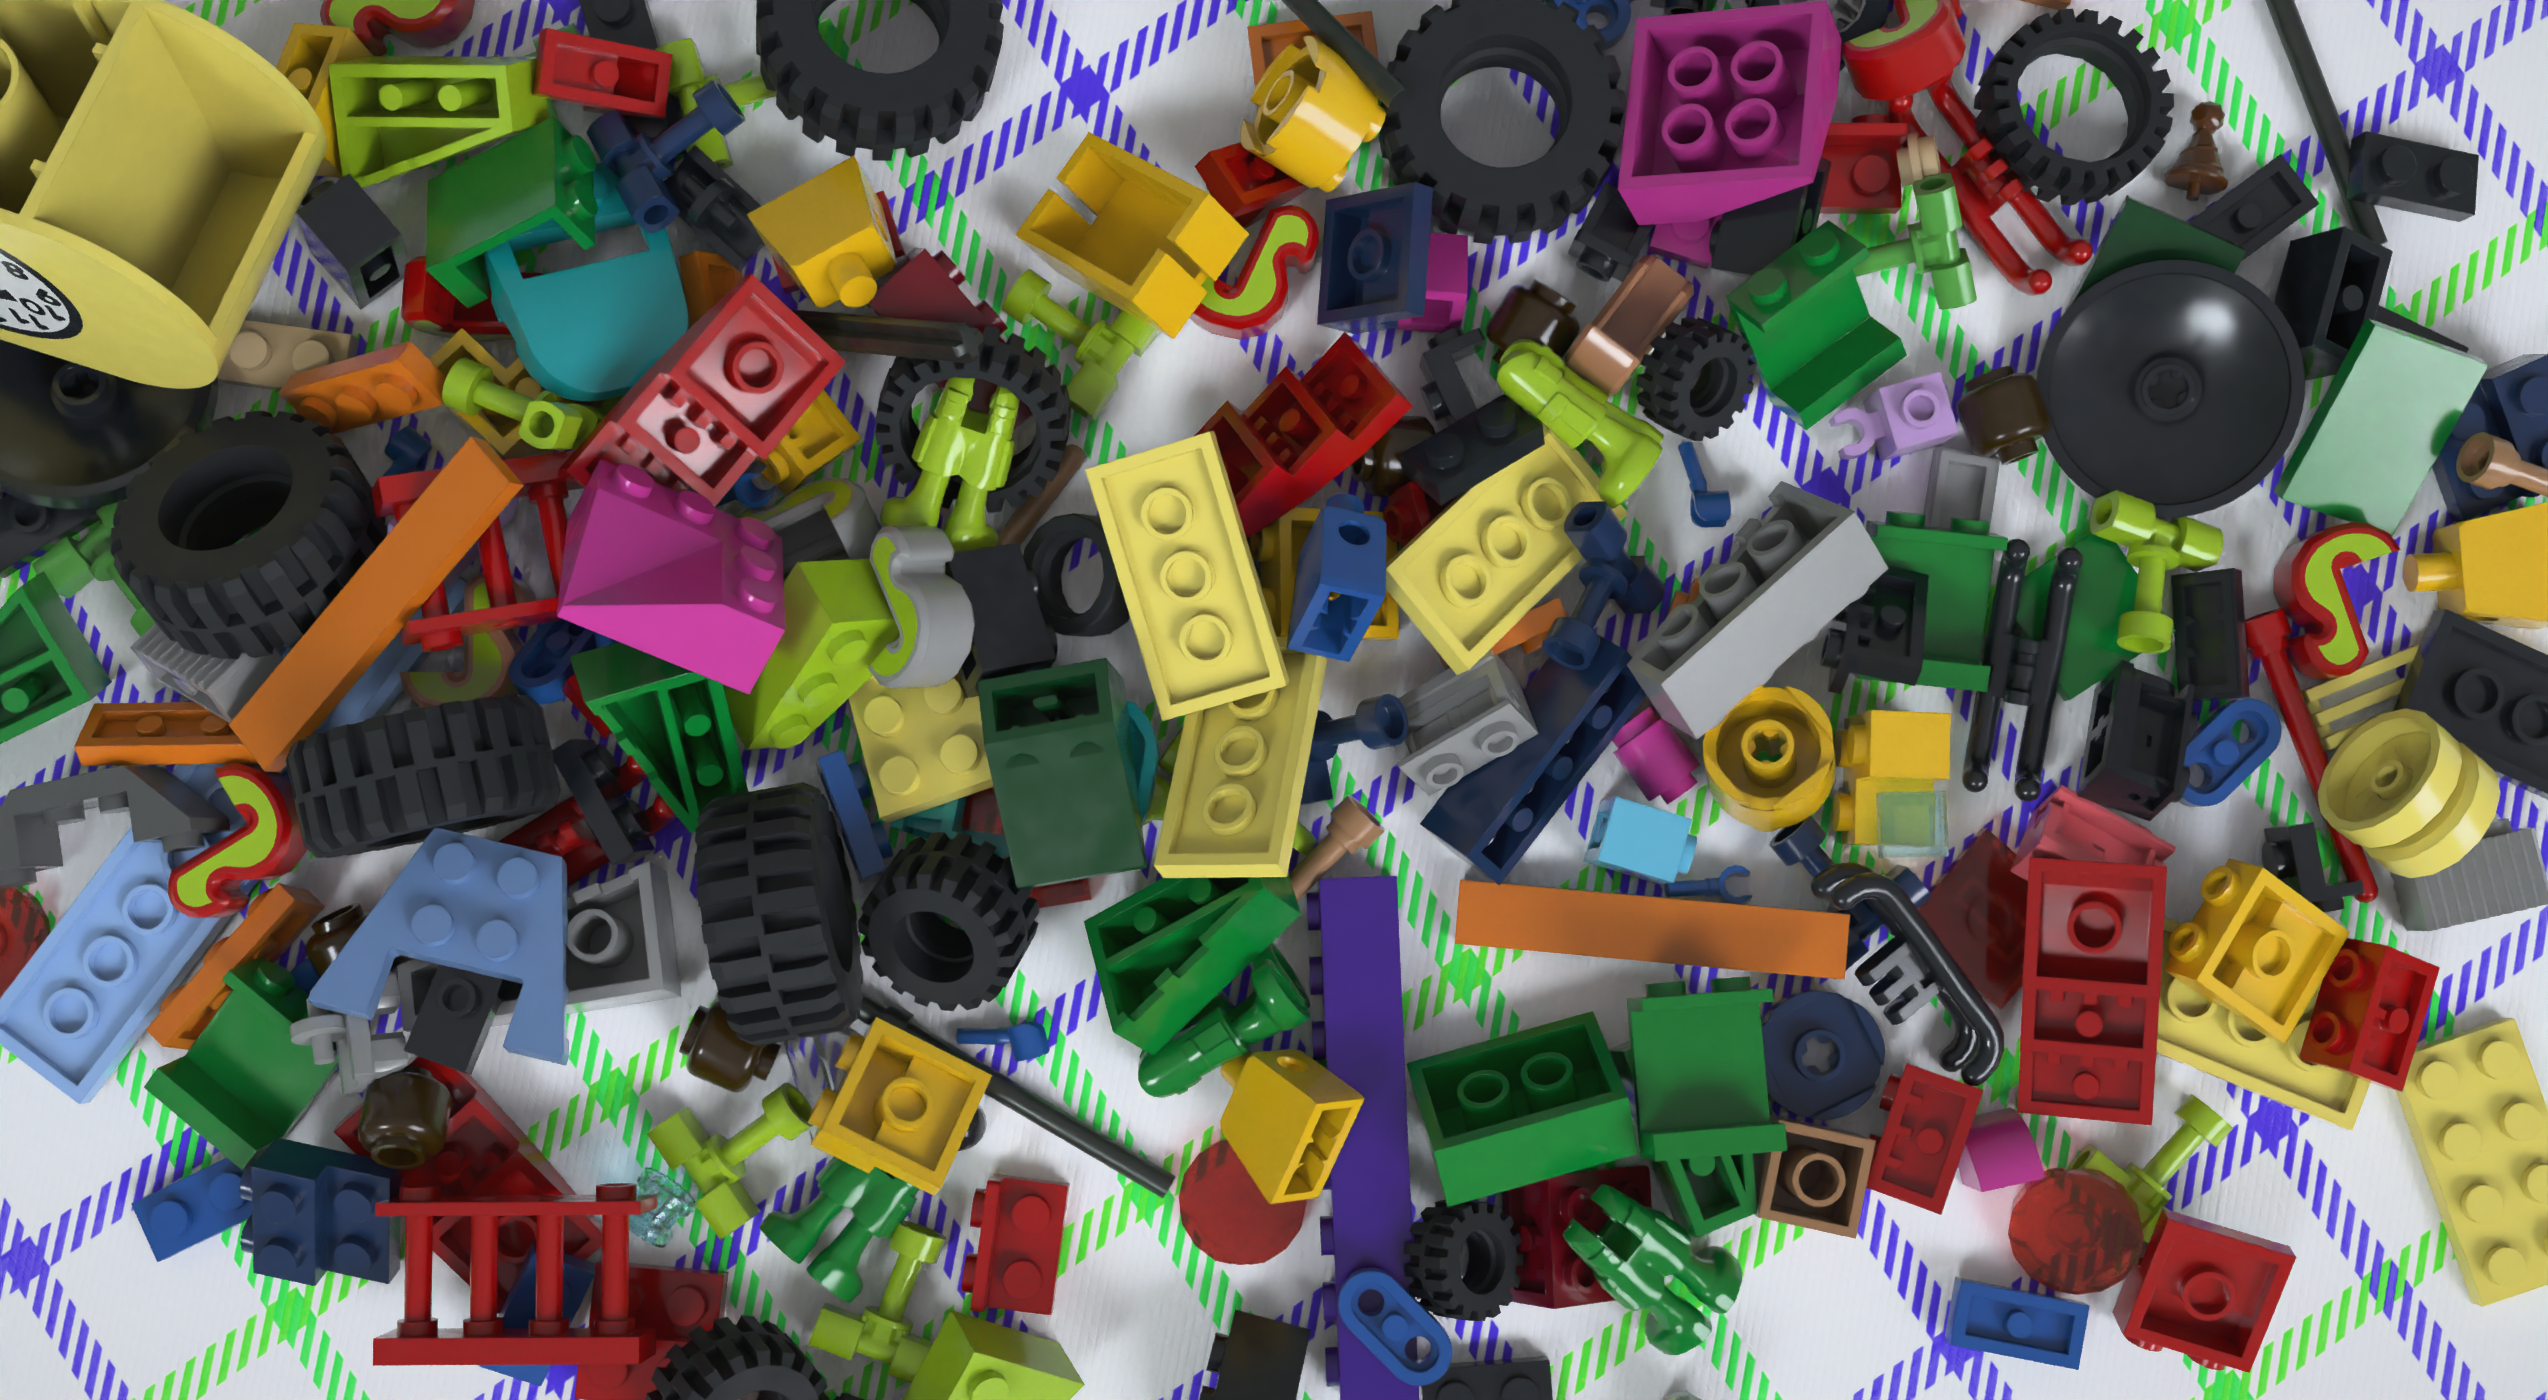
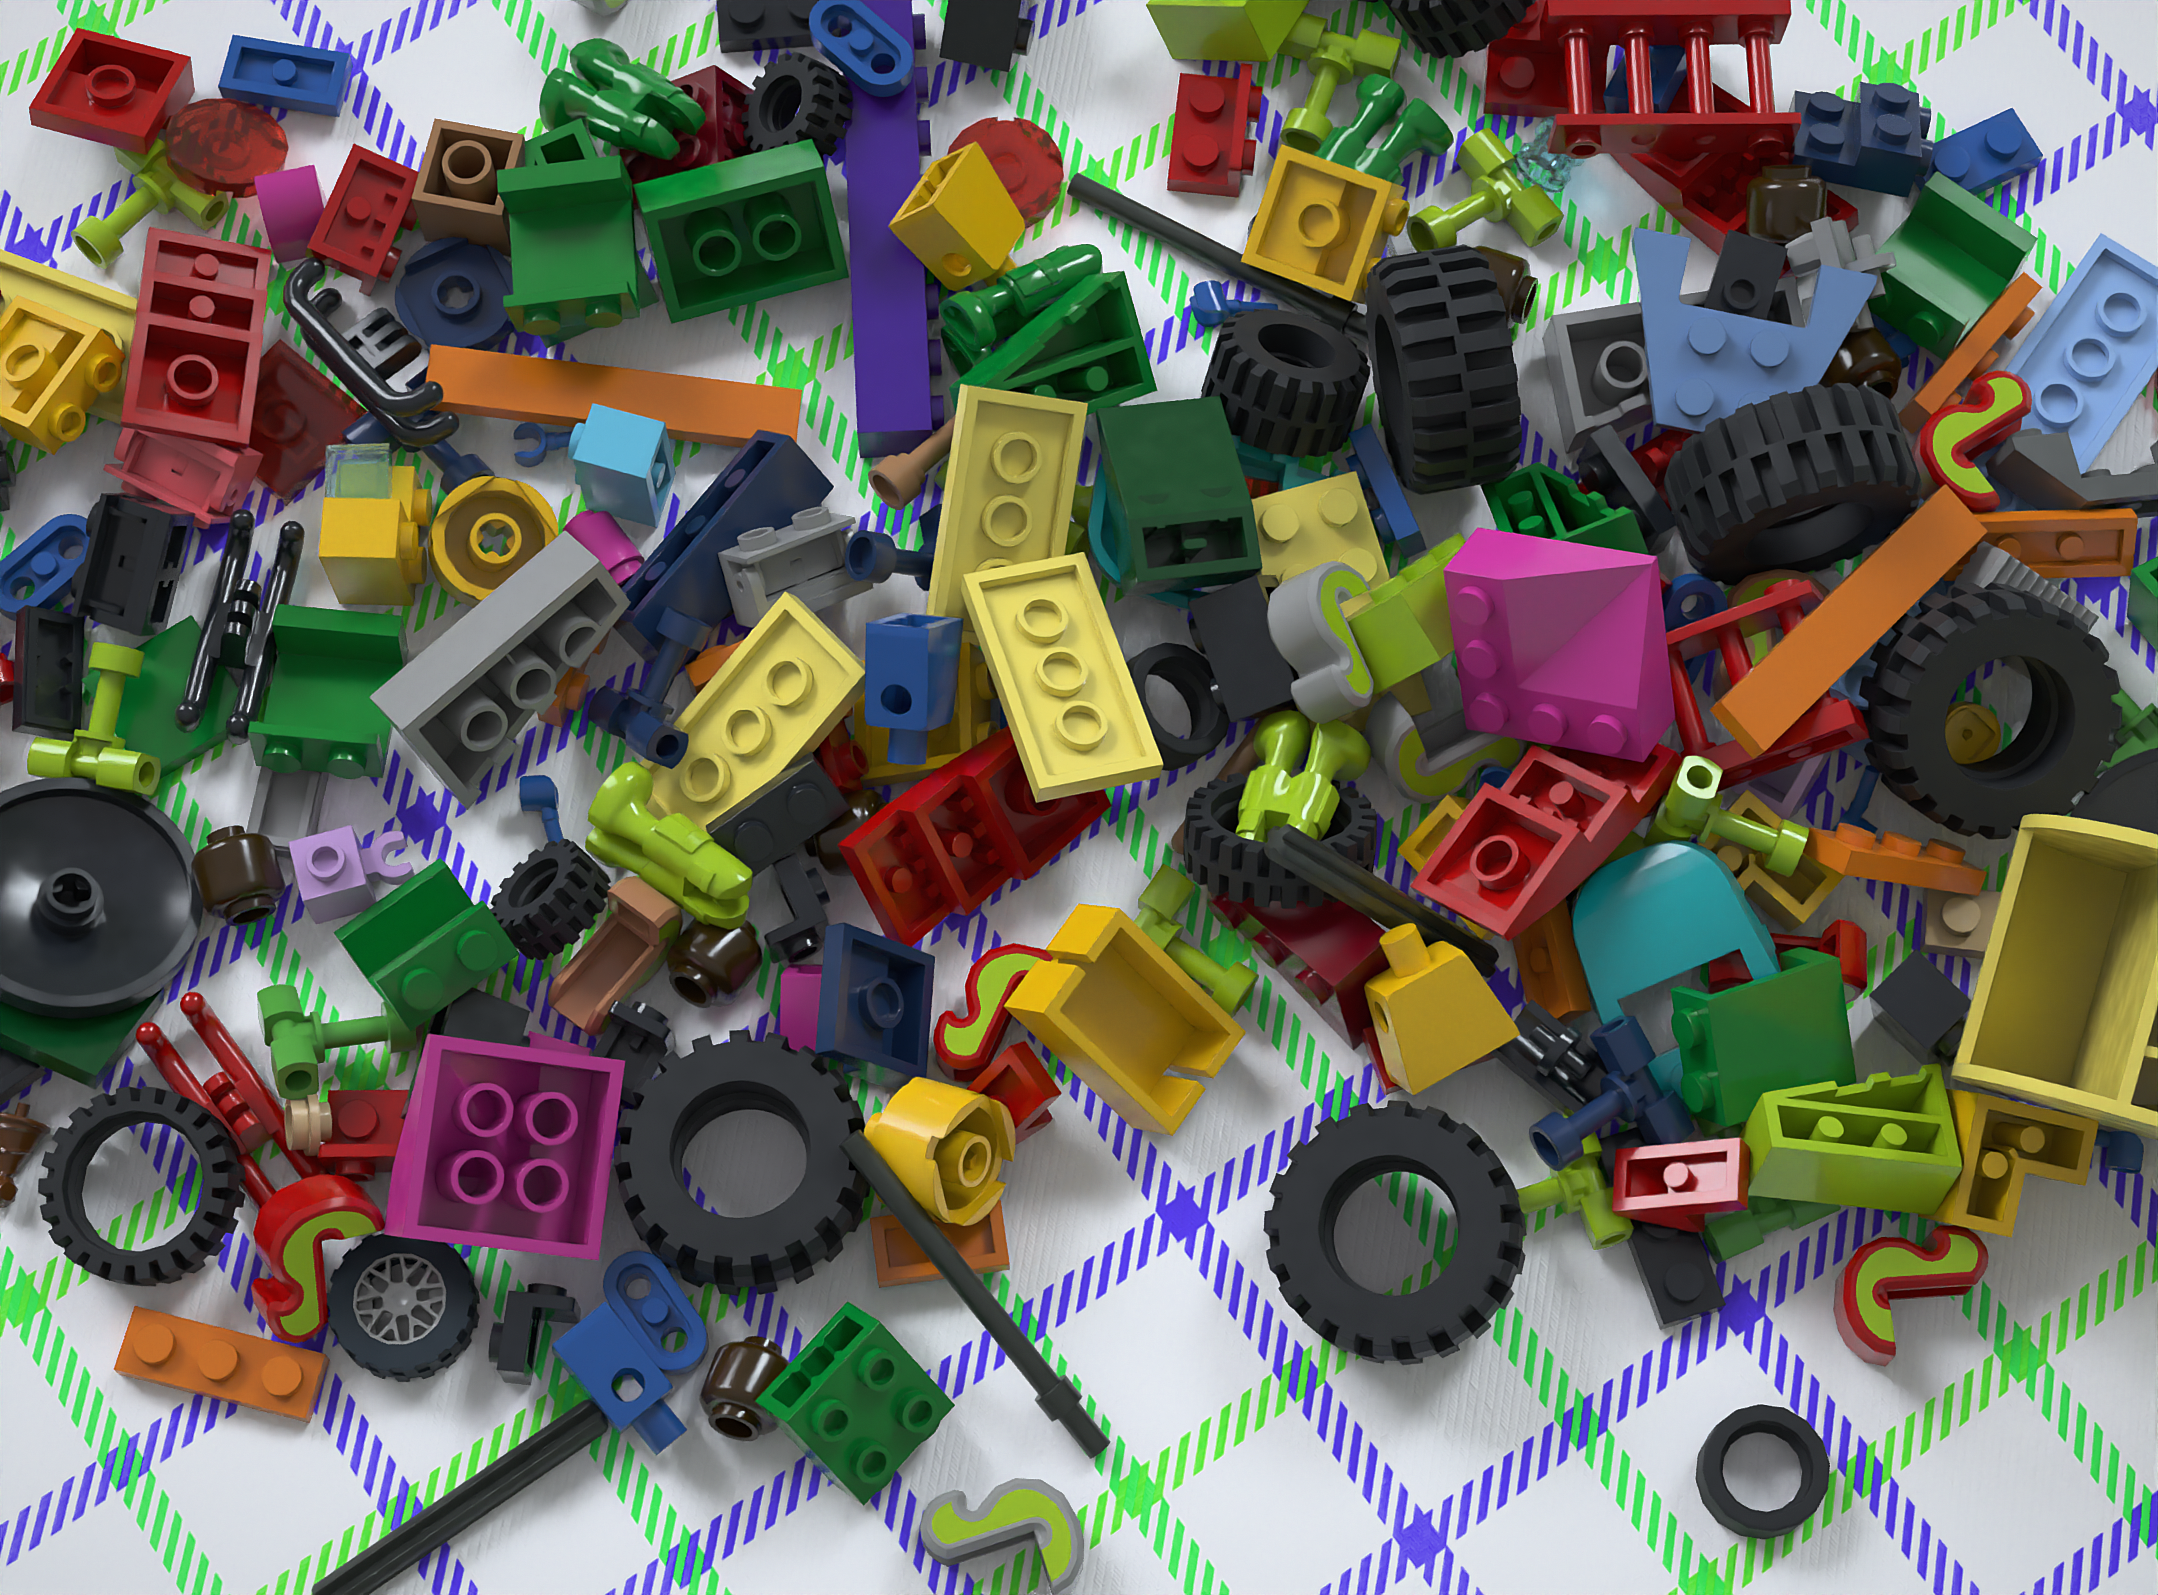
camera: 175 degrees right, 15 degrees down
(1880, 632) = (372, 646): black bracket -> none

